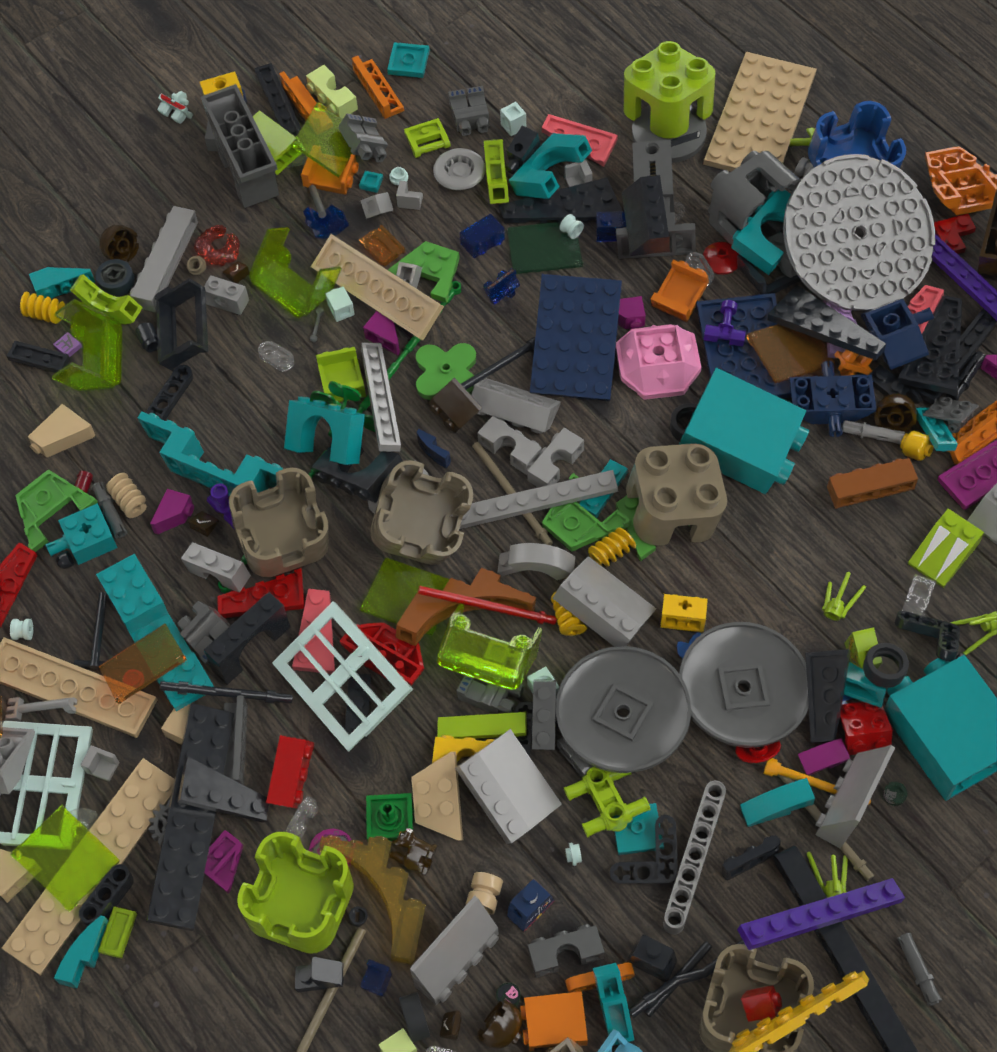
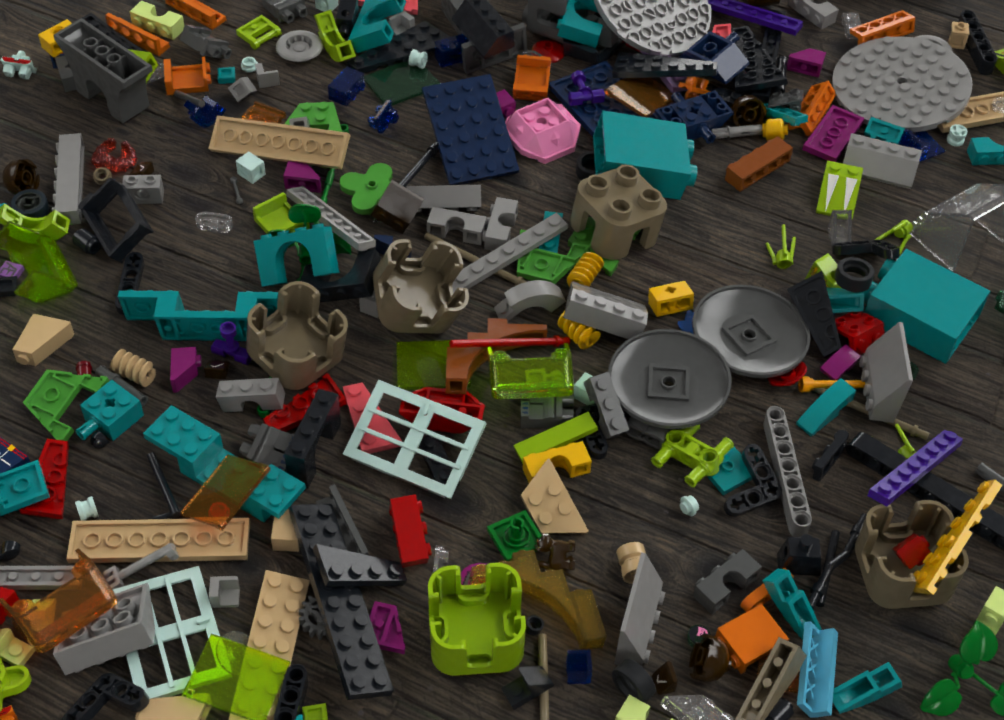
camera: 30 degrees left, 10 degrees down
(183, 688) = (281, 491): black bar -> none
(275, 278) = (175, 163): clear neon green windscreen -> none
(323, 141) = (169, 50): clear neon green piece -> none
(508, 787) = (607, 473): light grey slope -> none
(530, 903) = (678, 550): dark blue torso -> none

